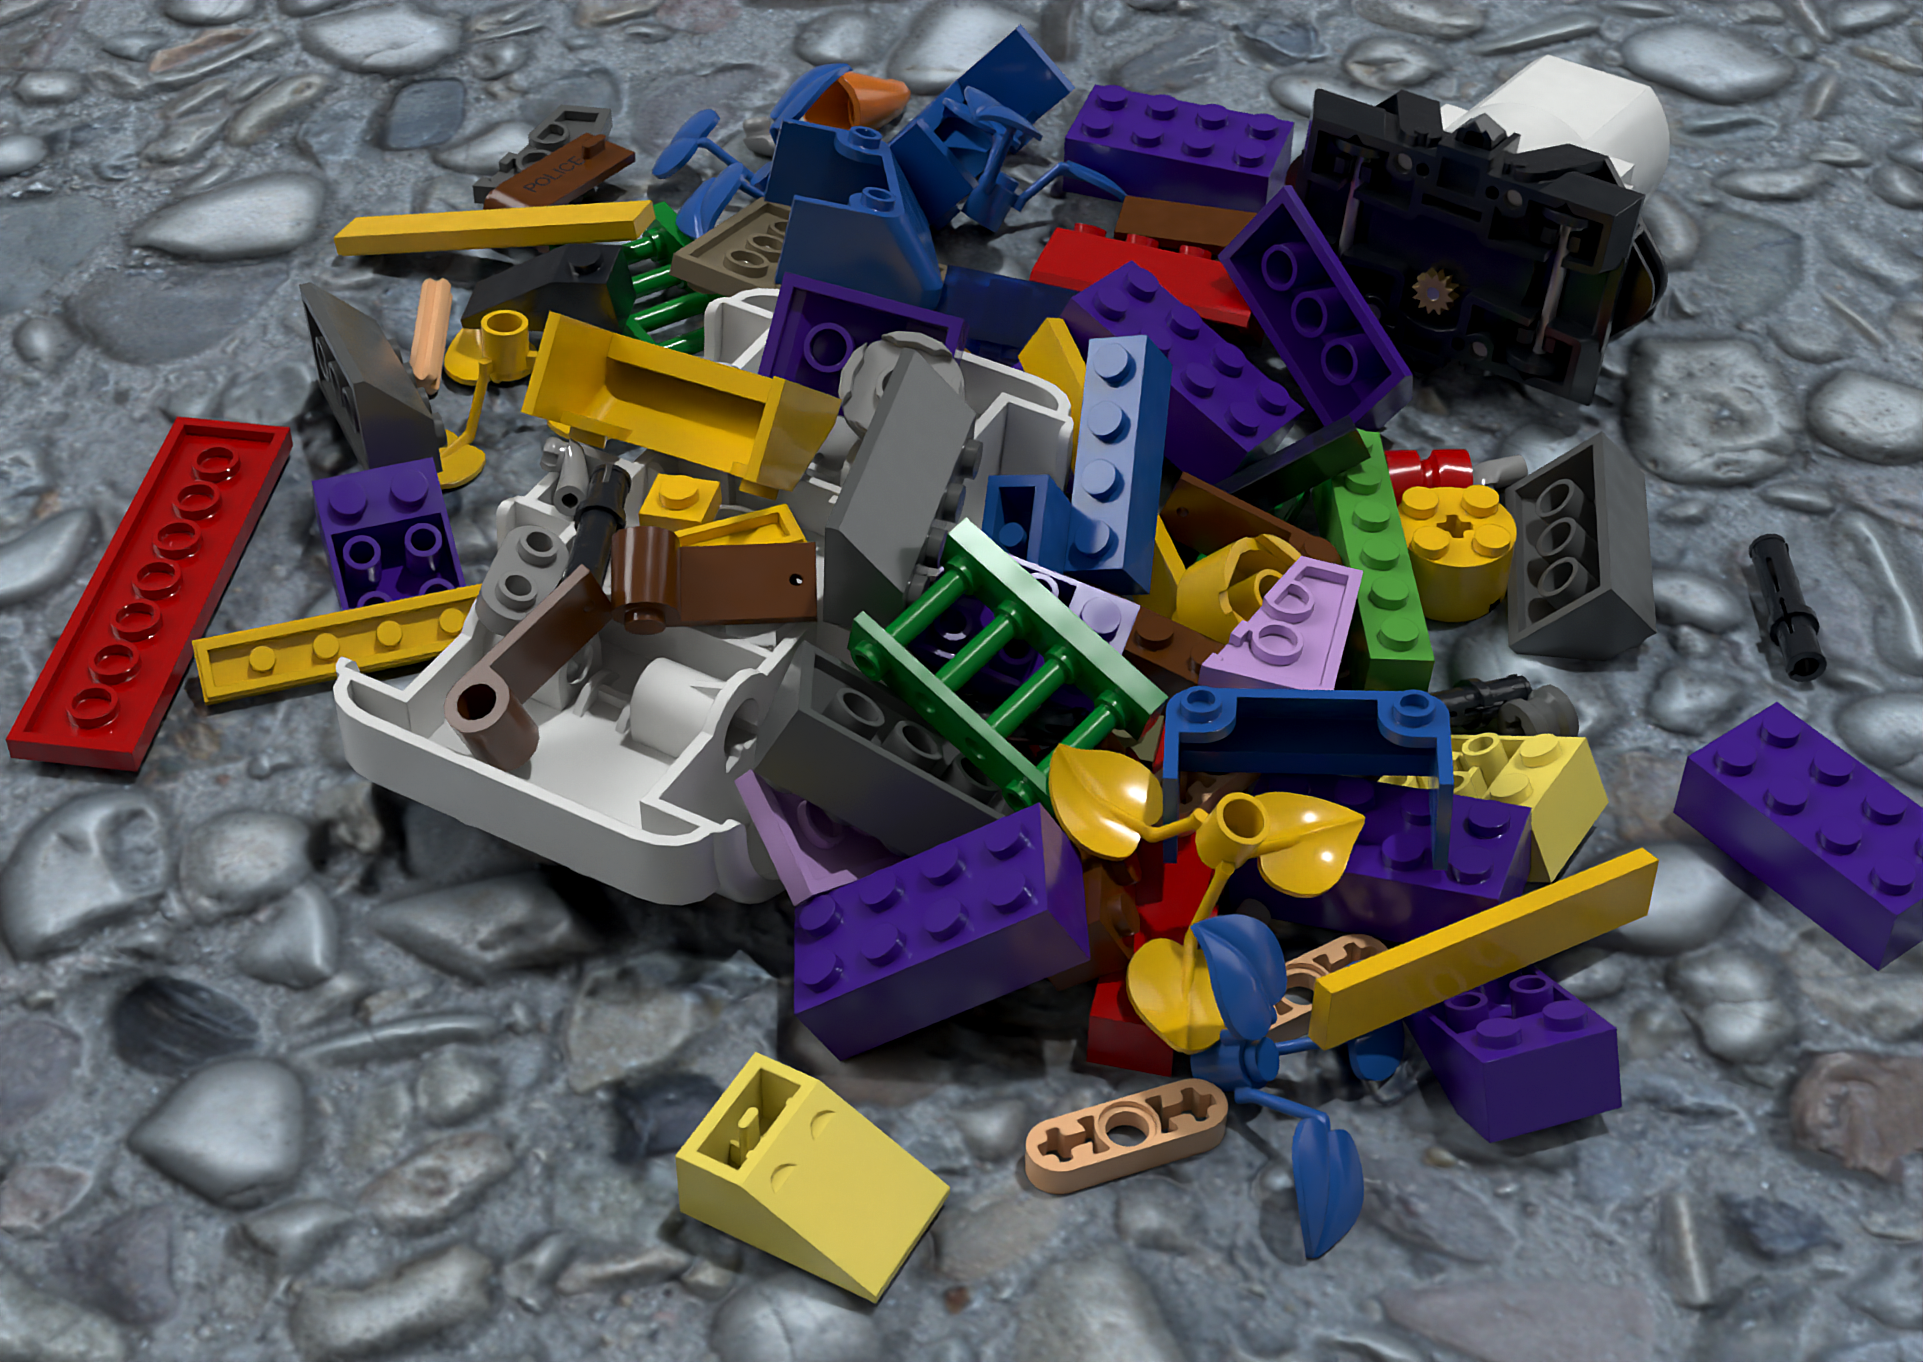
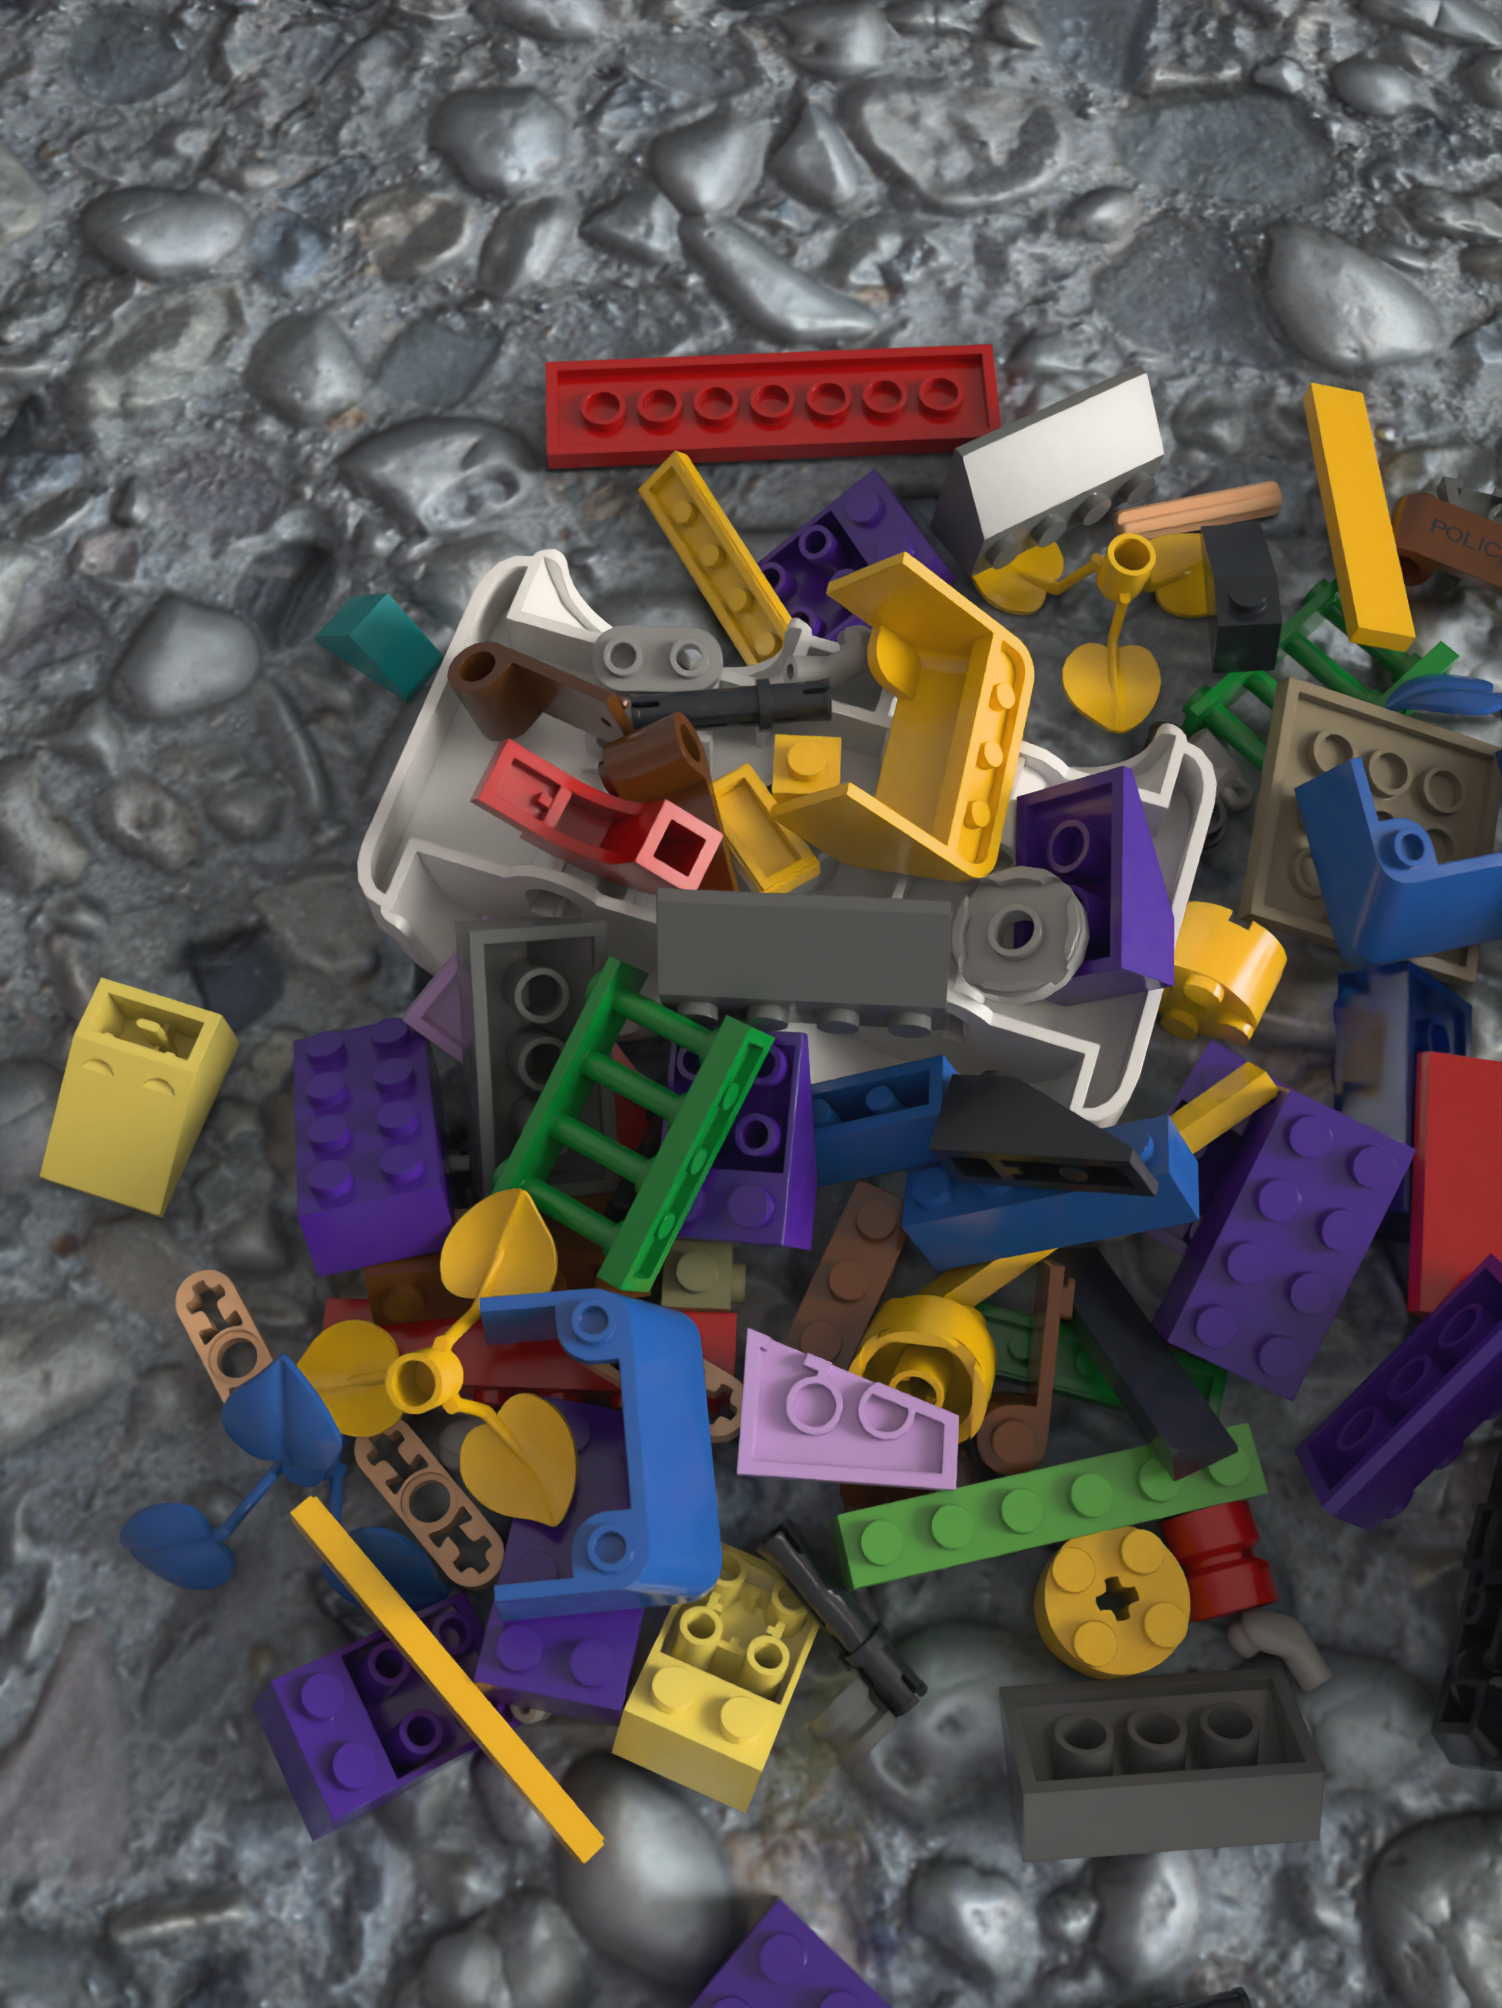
camera: 80 degrees right, 25 degrees up
(293, 934) = (381, 643): none -> teal slope
(724, 610) = (602, 834): none -> red arch
(1090, 415) = (1016, 1136): none -> black slope

